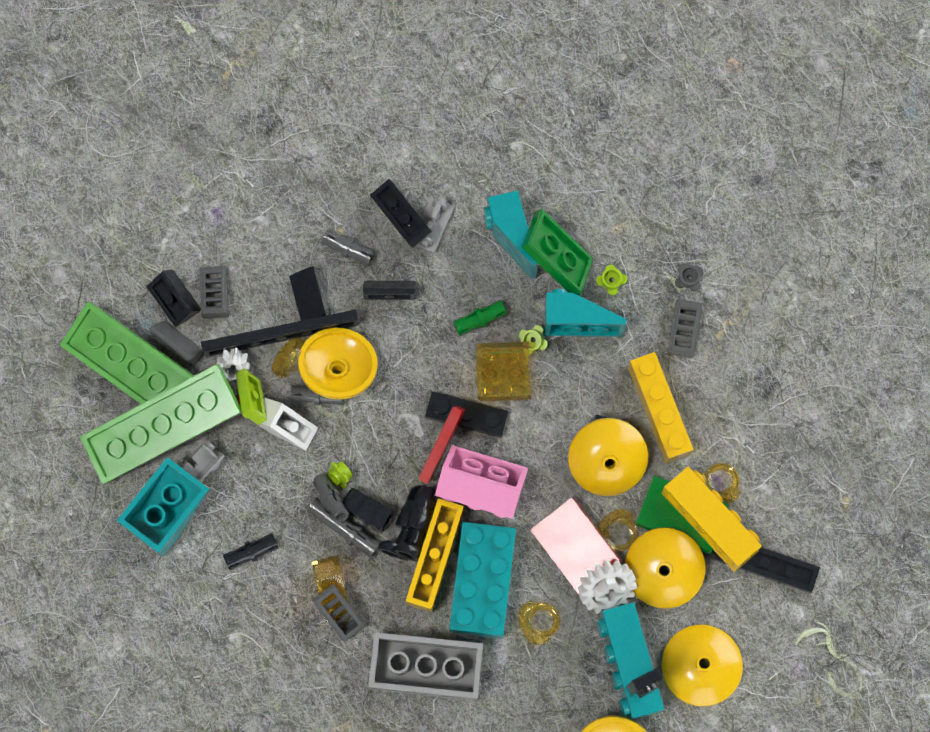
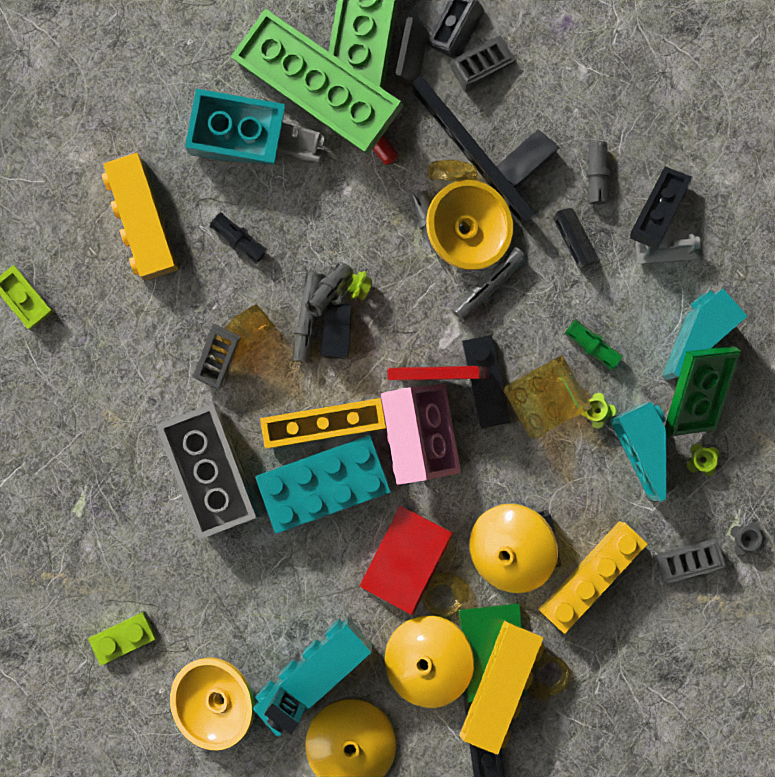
camera: 65 degrees right, 10 degrees up
(192, 620) = (140, 217): none -> yellow brick
(232, 362) = (416, 120): white gear -> none
(251, 397) = (390, 155): lime plate -> none
(288, 424) = (382, 204): white slope -> none
(400, 401) = (464, 309): none -> dark grey pin
(413, 522) = (348, 385): black piece -> none
(527, 612) = (296, 565): clear yellow piece -> none
(607, 586) = (378, 613): white gear -> none

